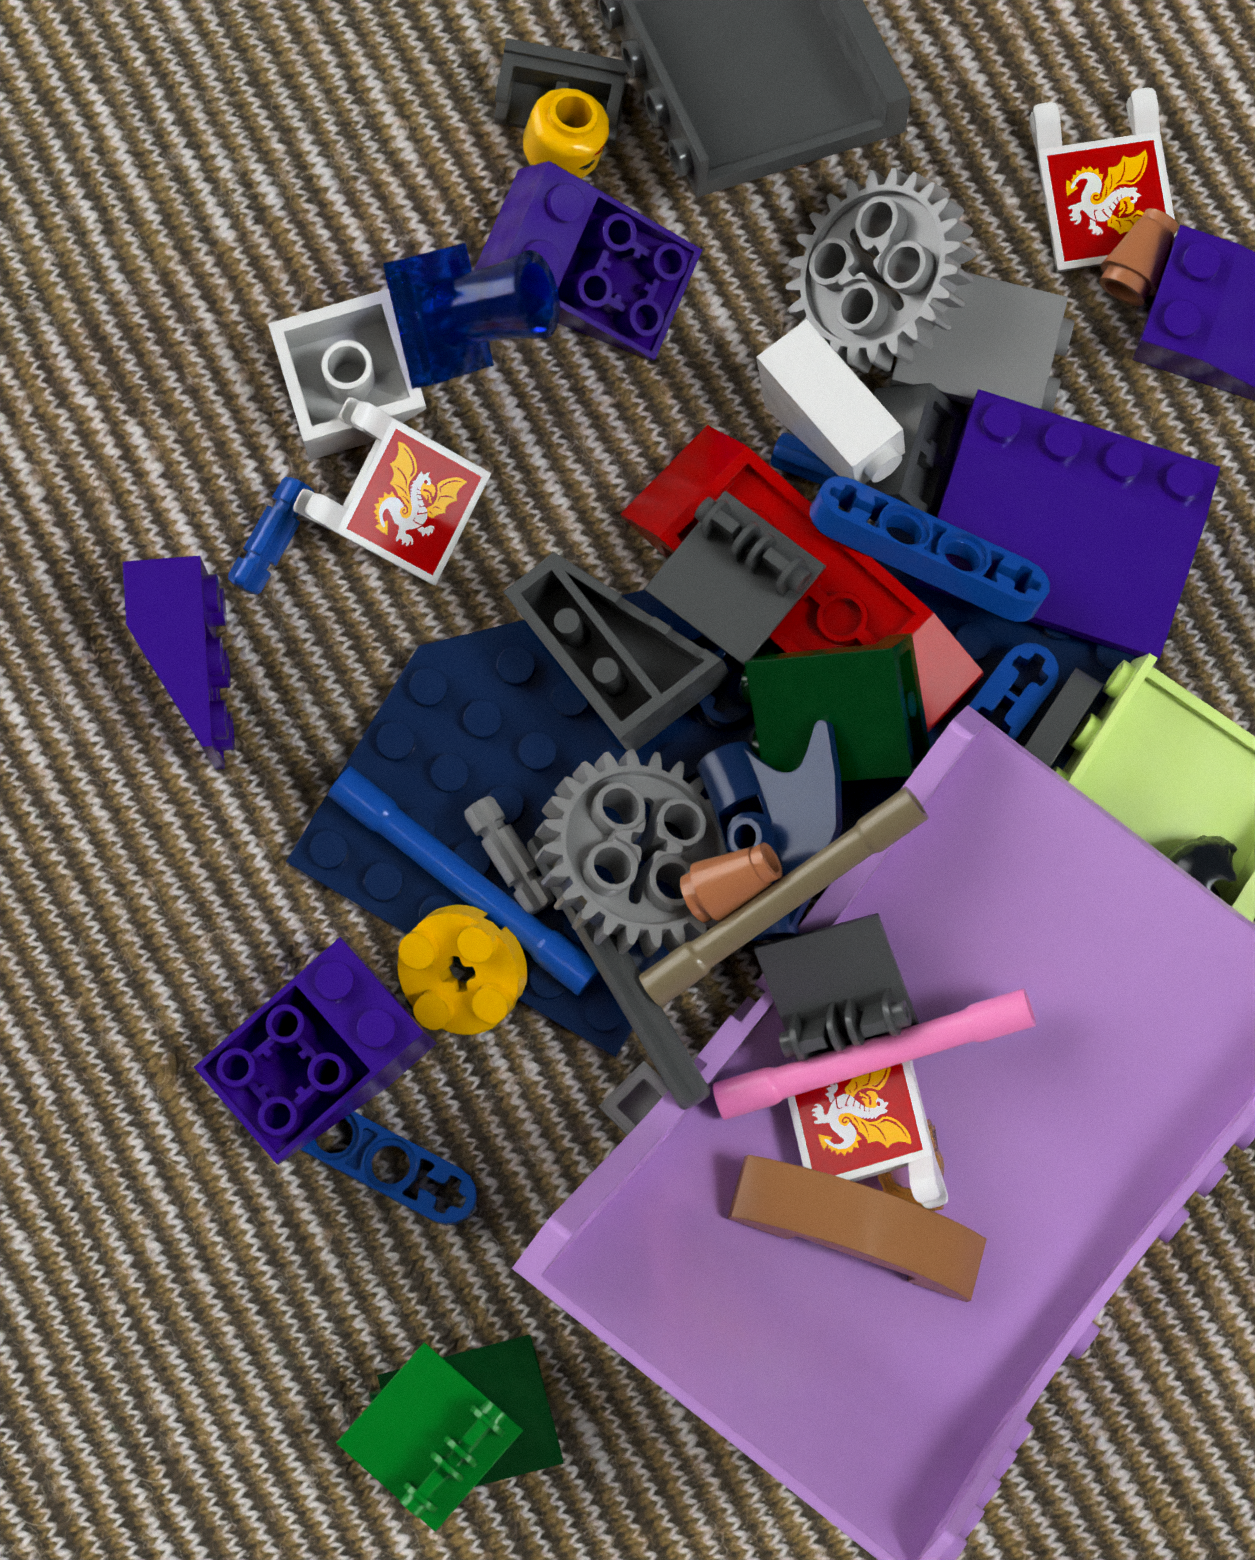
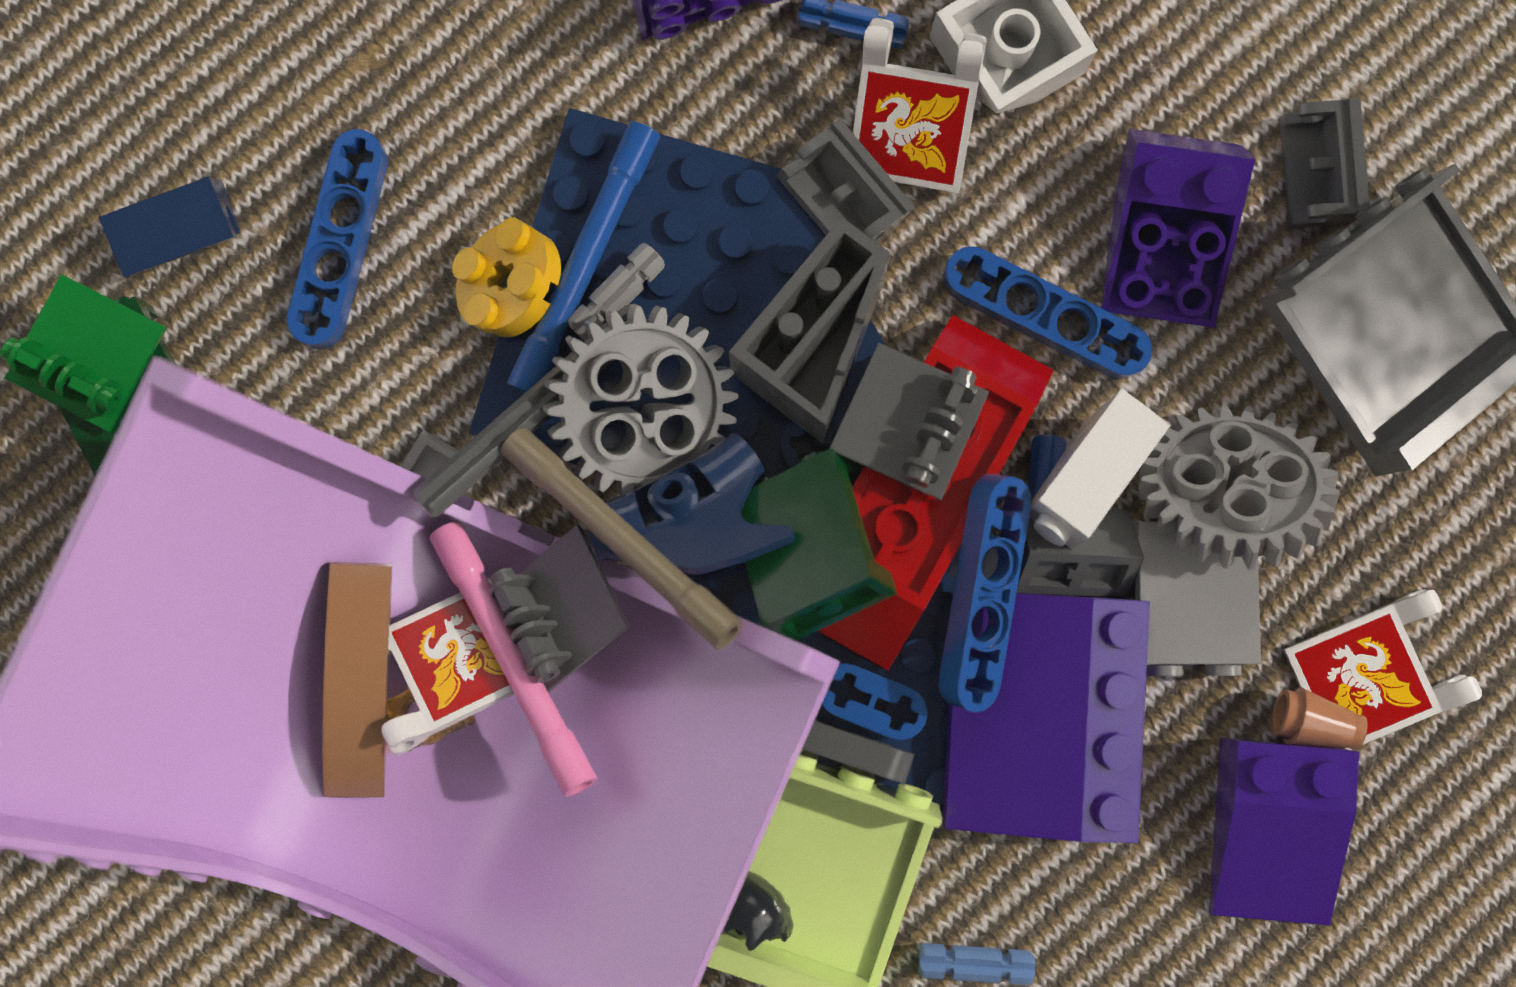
camera: 75 degrees right, 5 degrees up
(303, 1325) = (170, 225): none -> dark blue hinge
(314, 1052) = (404, 172): dark purple slope -> none
(453, 312) = (1092, 115): clear blue plant -> none
(457, 589) = (842, 179): none -> dark grey hinge
(566, 130) = (1288, 174): yellow head -> none
(638, 413) = (1043, 321): none -> blue beam
(729, 881) = (622, 483): nougat cone -> none

